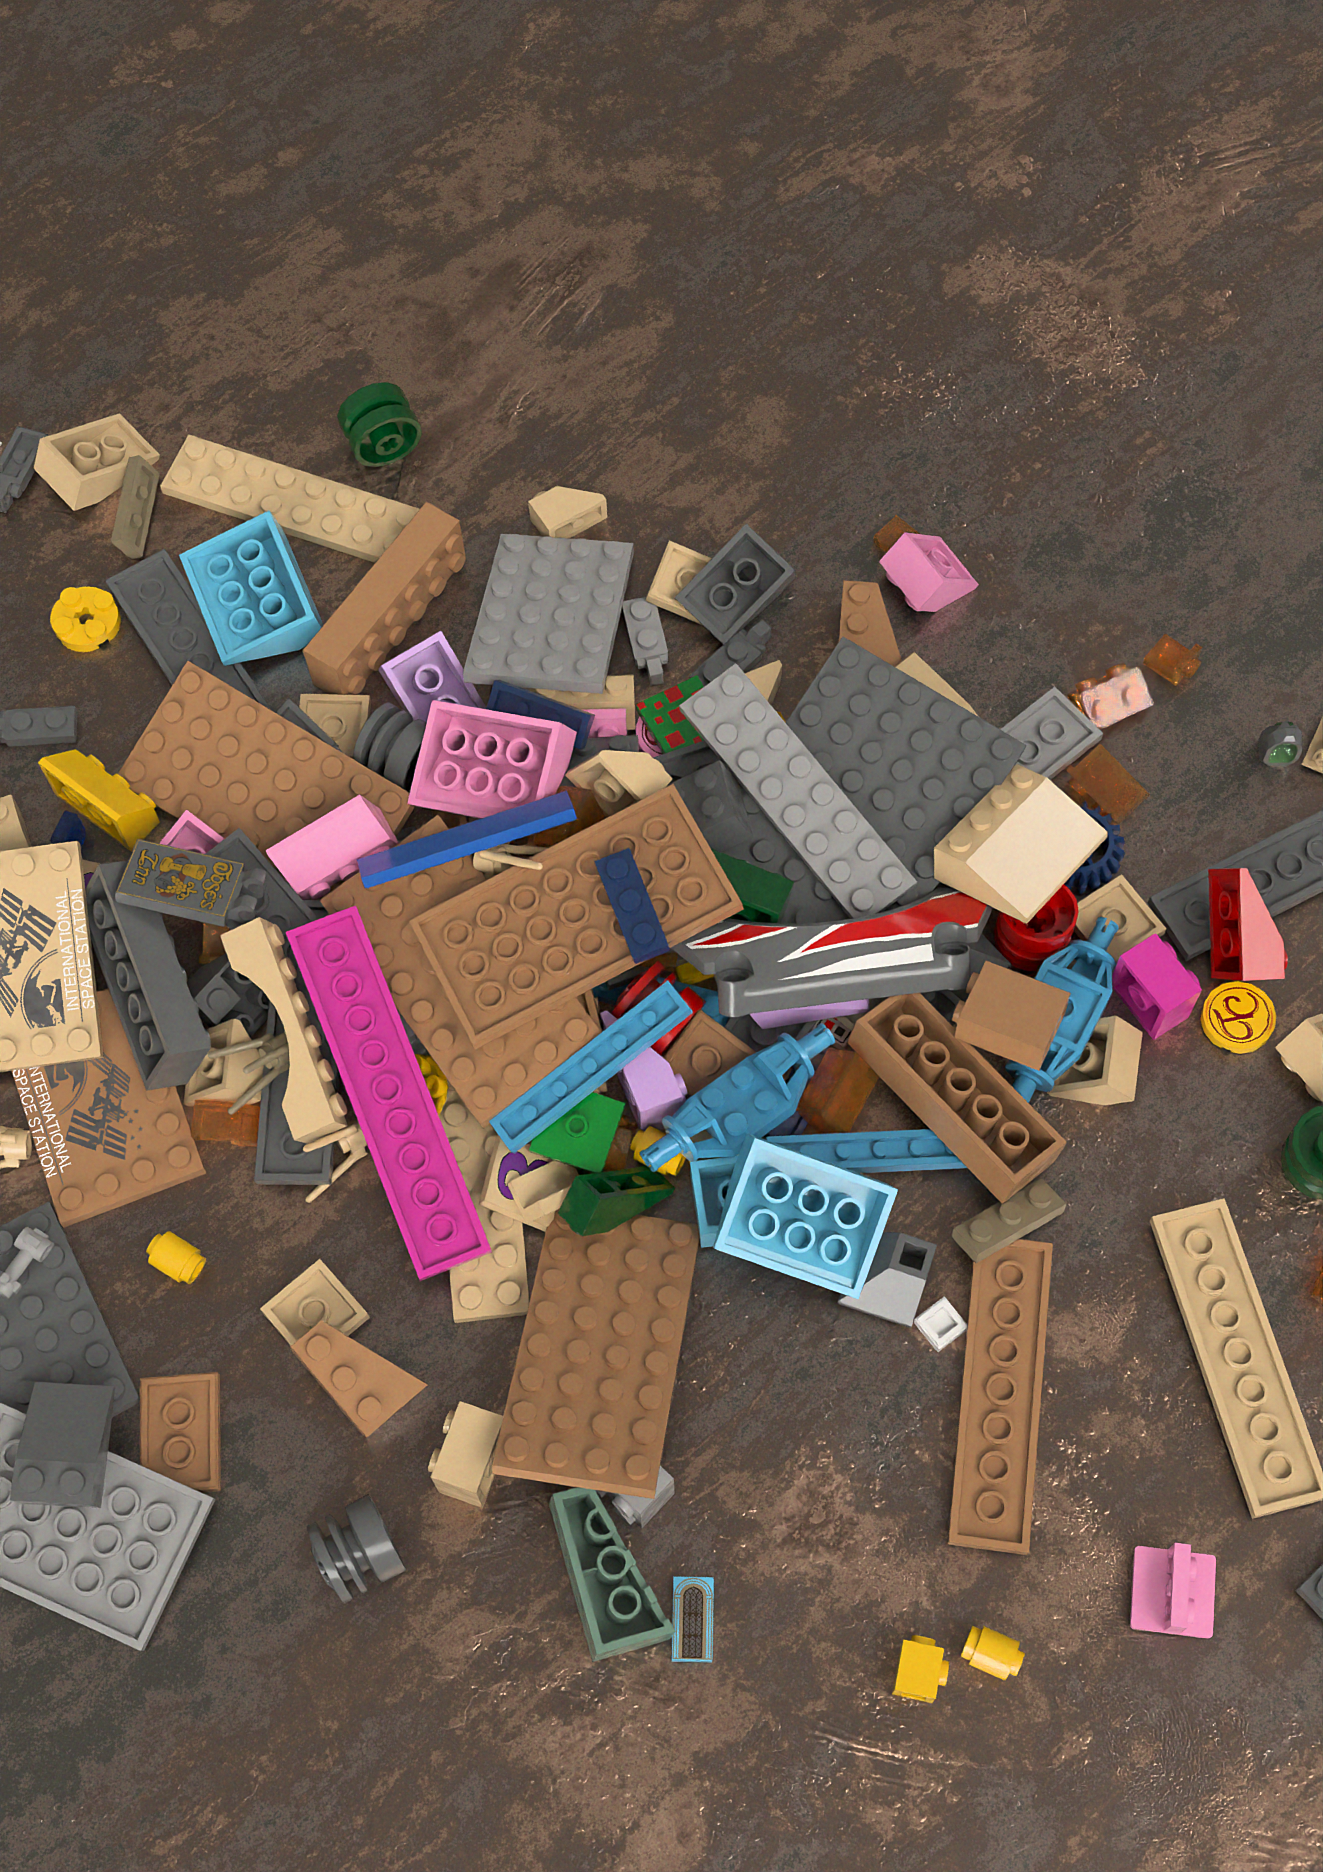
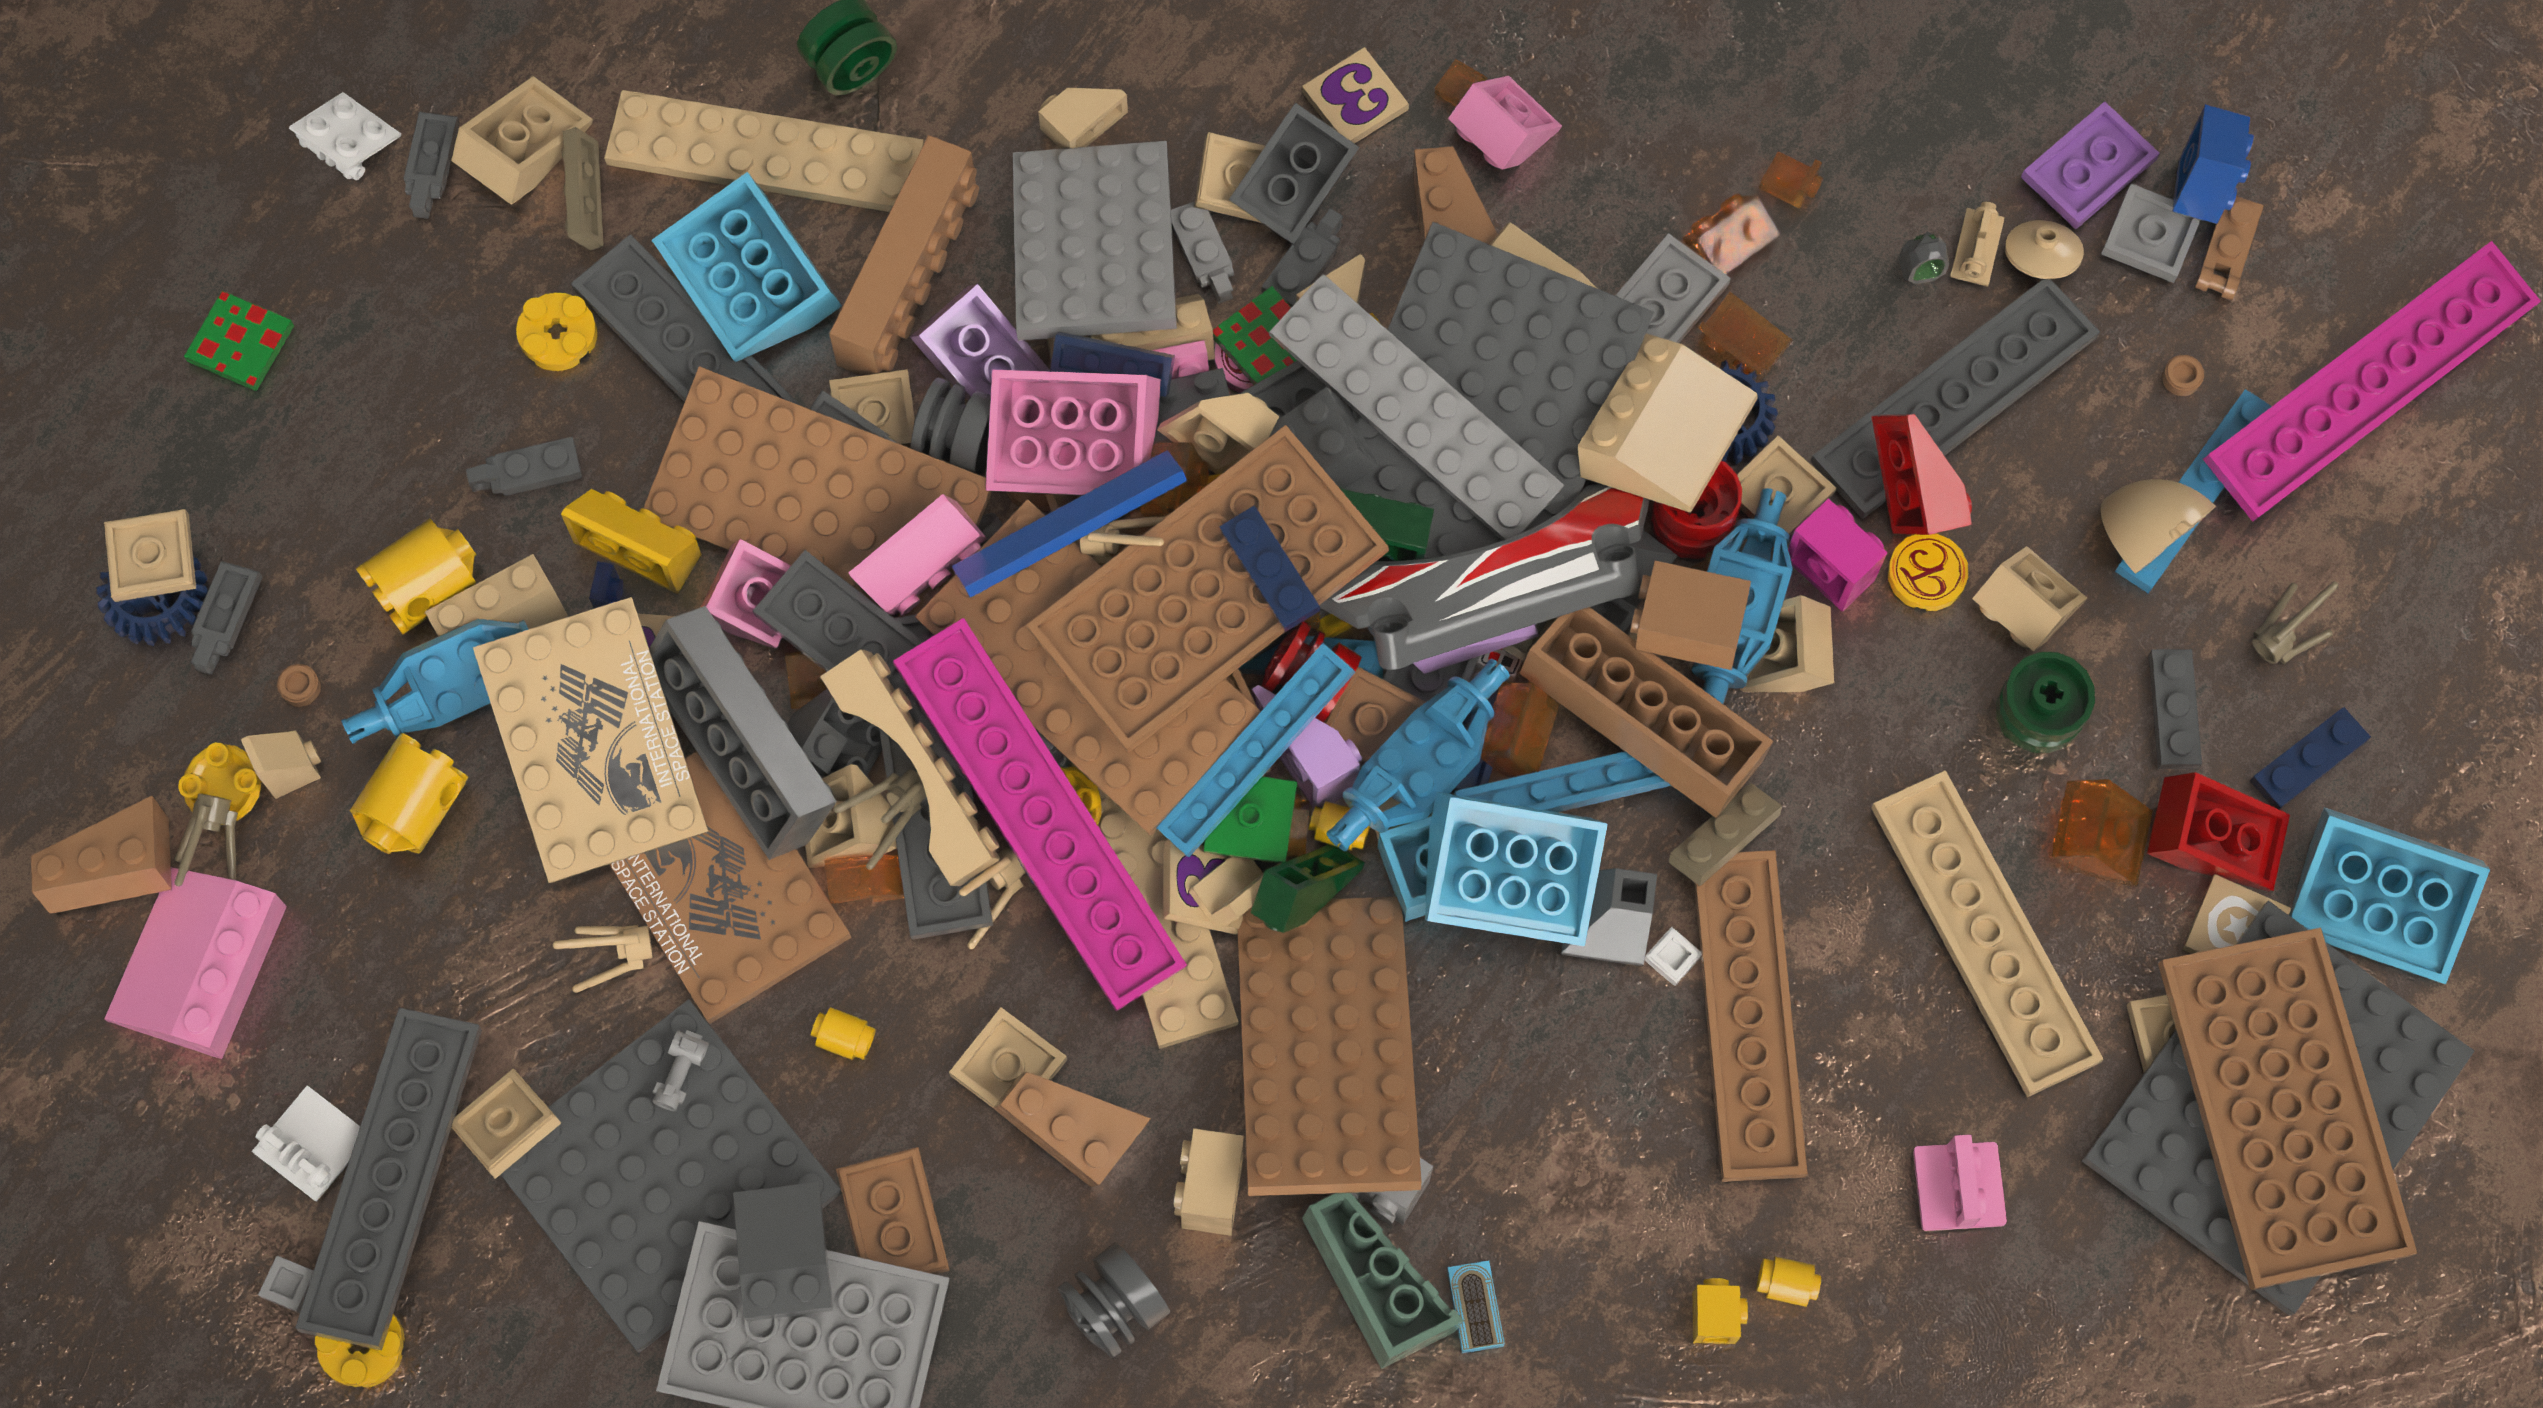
camera: 15 degrees left, 5 degrees up
(190, 884) = (771, 624): dark grey tile -> none
(804, 533) = (1355, 96): none -> tan tile

